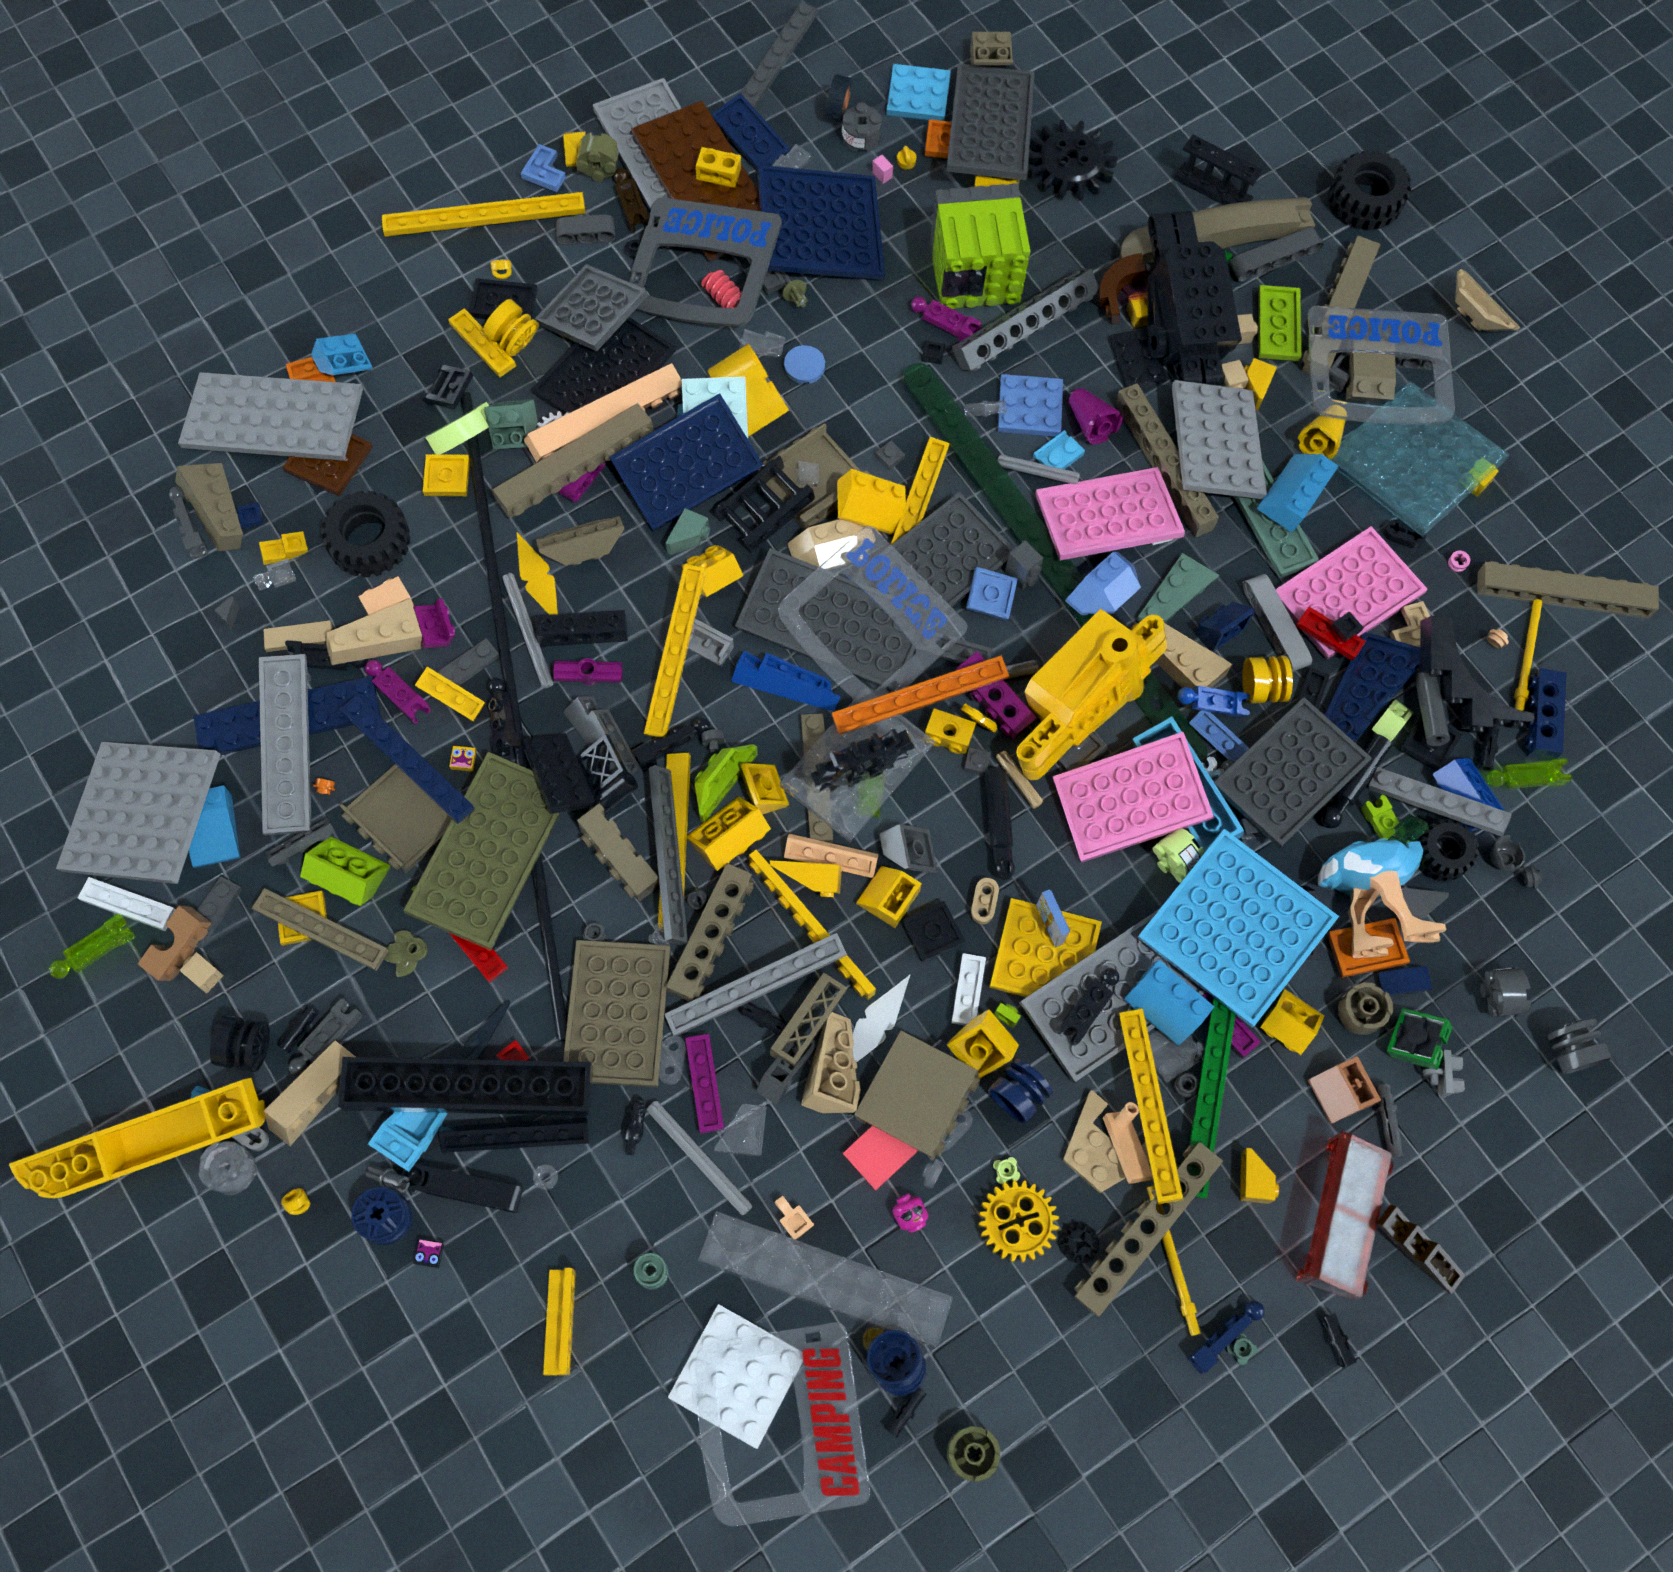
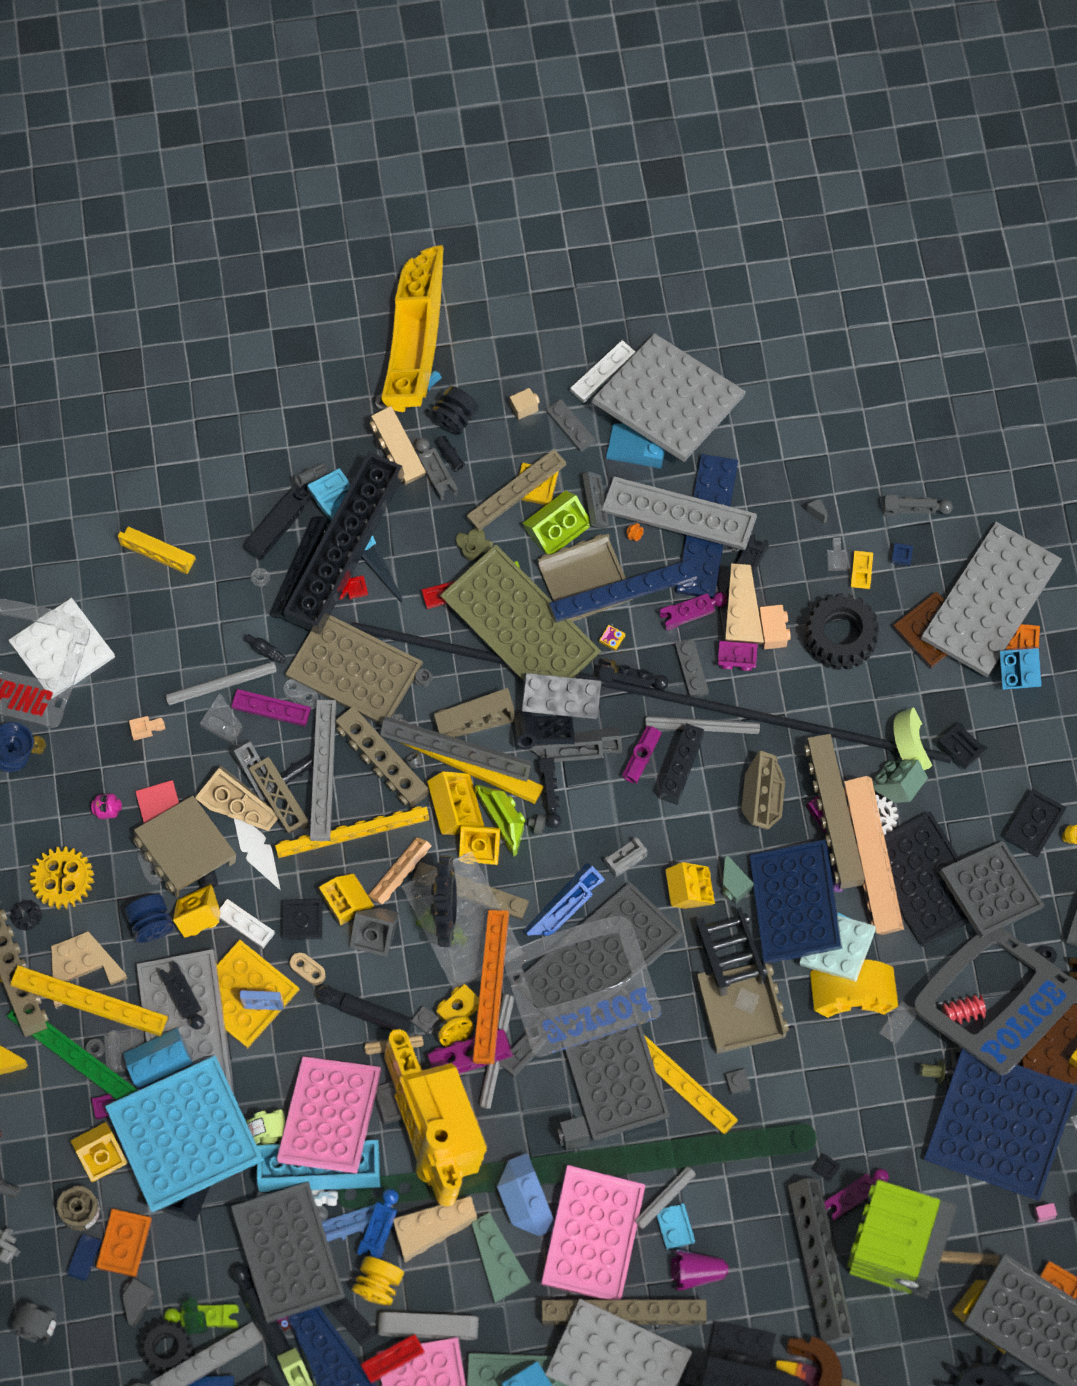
camera: 120 degrees right, 0 degrees up
(93, 947) = (579, 339): clear neon green plate -> none
(188, 930) = (557, 402): medium nougat arch -> none
(211, 498) = (927, 527): dark tan wedge -> none
(215, 1175) = (363, 384): clear brick -> none
(295, 1202) = (326, 413): yellow tile -> none
(306, 633) = (775, 556): tan tile -> none
(395, 1217) = (283, 470): dark blue wheel -> none
(428, 1253) = (247, 485): tile -> none
(446, 475) = (875, 714): yellow plate -> none
(450, 694) = (668, 645): yellow plate -> none
(486, 348) = (997, 789): yellow plate -> none
(510, 328) = (993, 812): yellow wheel -> none
(535, 570) = (743, 752): yellow sticker -> none
(651, 1271) = (157, 618): sand green wheel -> none
(675, 651) = (625, 823): yellow tile -> none
(804, 364) = (861, 1050): medium blue tile -> none
(815, 876) = (389, 848): yellow slope -> none
(822, 541) = (670, 985): tan wedge -> none
(825, 1279) = (91, 729): clear brick -> none
(870, 501) = (689, 1033): yellow slope -> none
(906, 158) = (1050, 1243): yellow tile -> none
(932, 1172) = (125, 834): clear plate -> none
(985, 408) = (744, 1181): clear axle -> none
(991, 593) = (564, 1098): medium blue tile -> none
(1007, 1015) = (211, 941): lime plate -> none
(1010, 1164) = (98, 883): yellowish green plate -> none
(1031, 405) = (735, 1226): medium blue plate -> none
(1127, 1144) = (74, 976): light nougat piece -> none
(1224, 625) = (445, 1275): dark blue slope -> none
(1344, 1090) = (28, 1159): nougat slope -> none
(1347, 627) = (388, 1367): black plate -> none
(1375, 871) = (171, 1266): animal -> none
(1419, 1038) = (34, 1235): piece -> none

